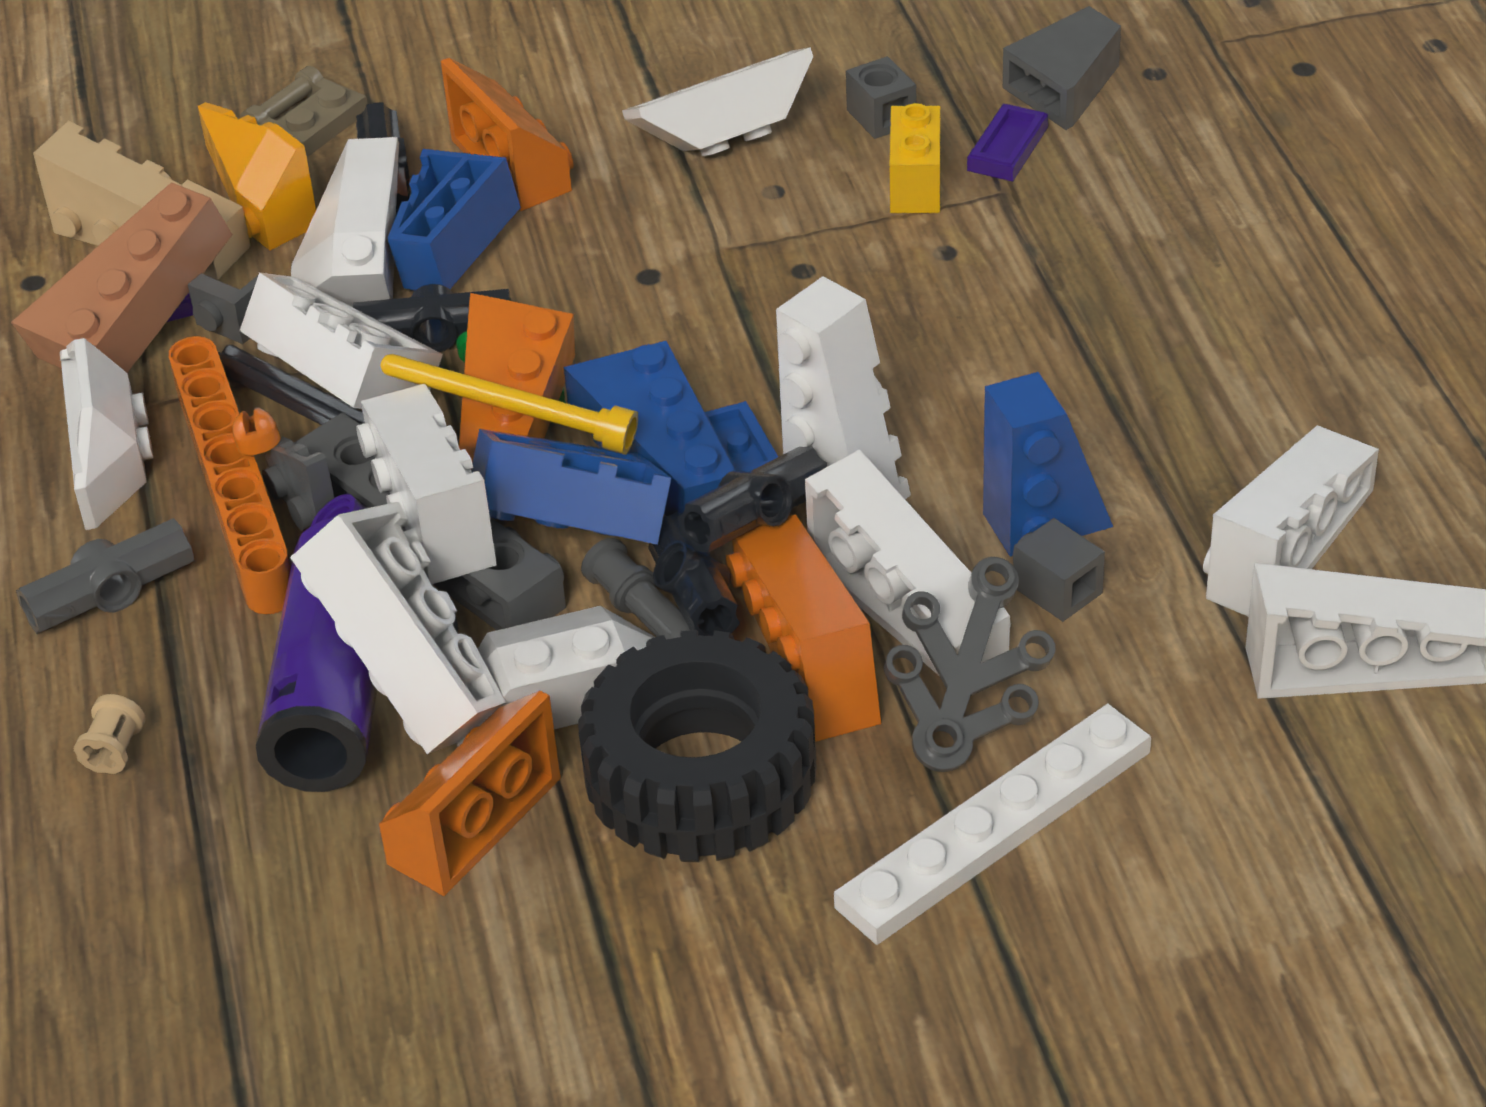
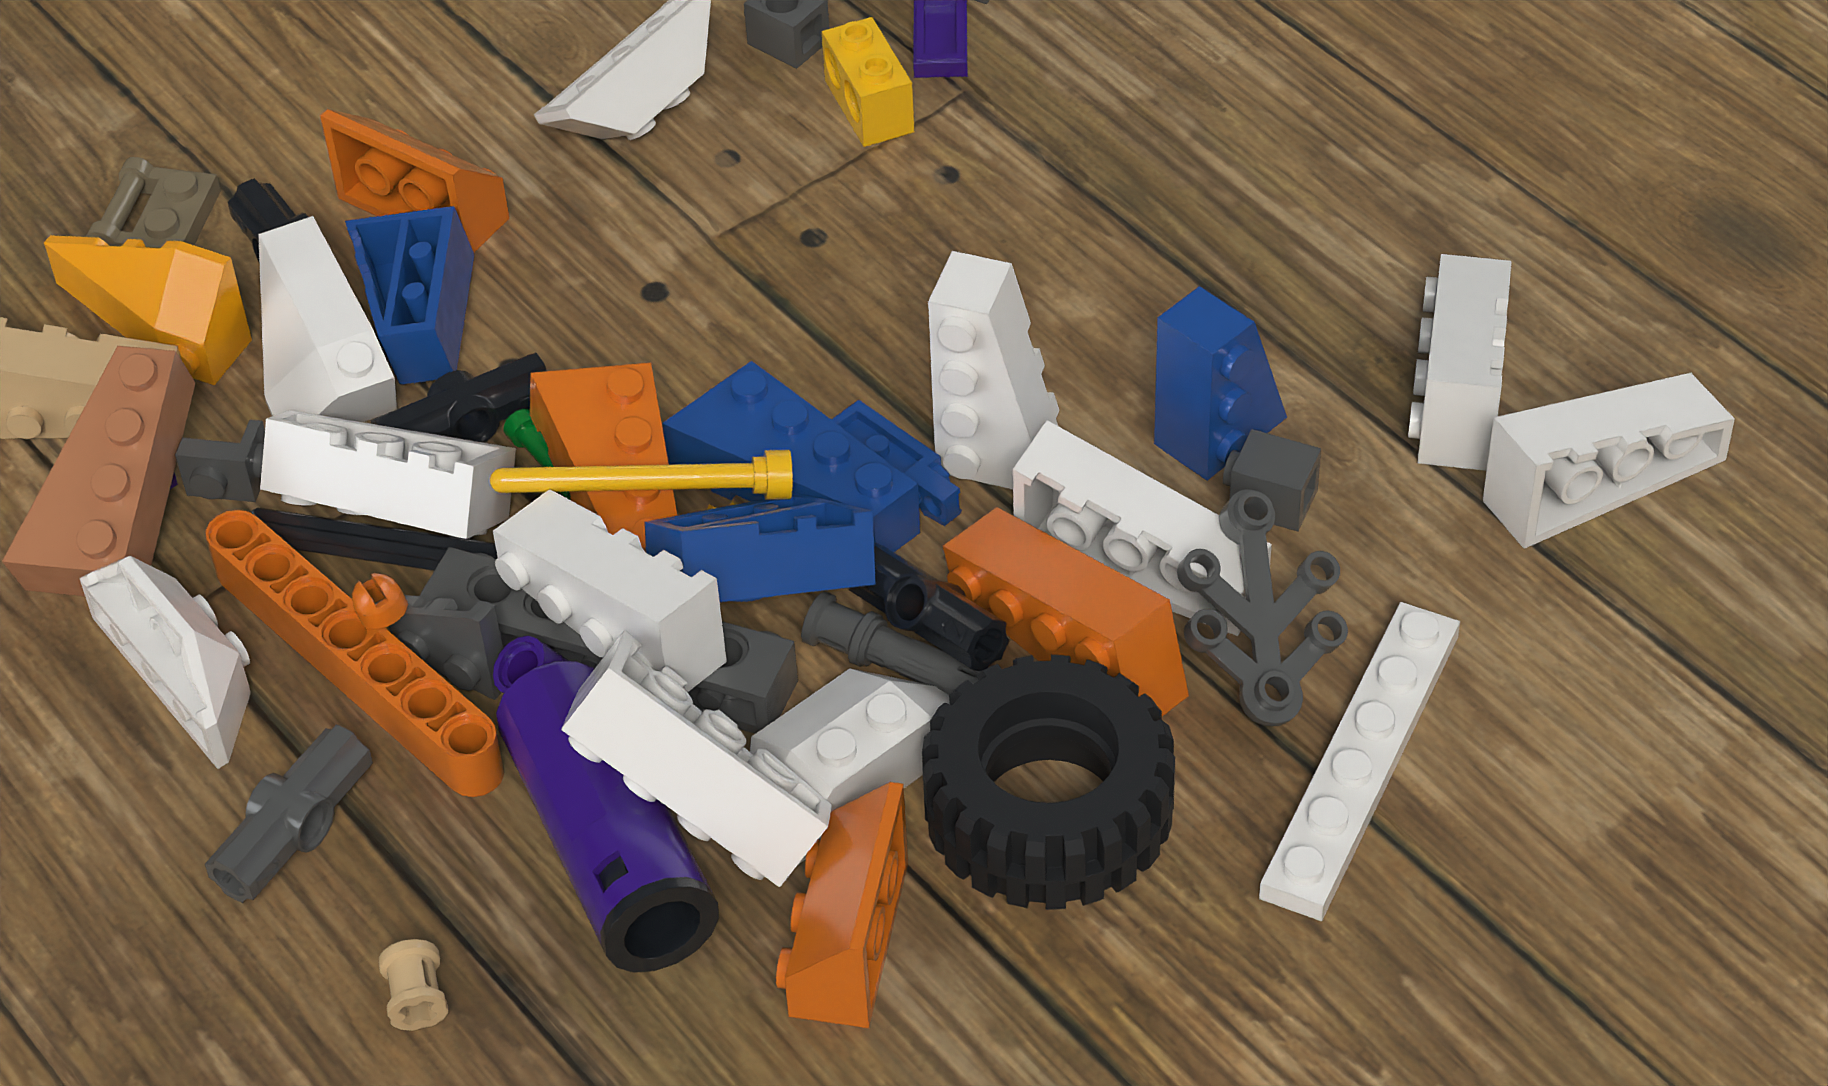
camera: 25 degrees left, 5 degrees up
(749, 500) = (955, 505): black piece -> none

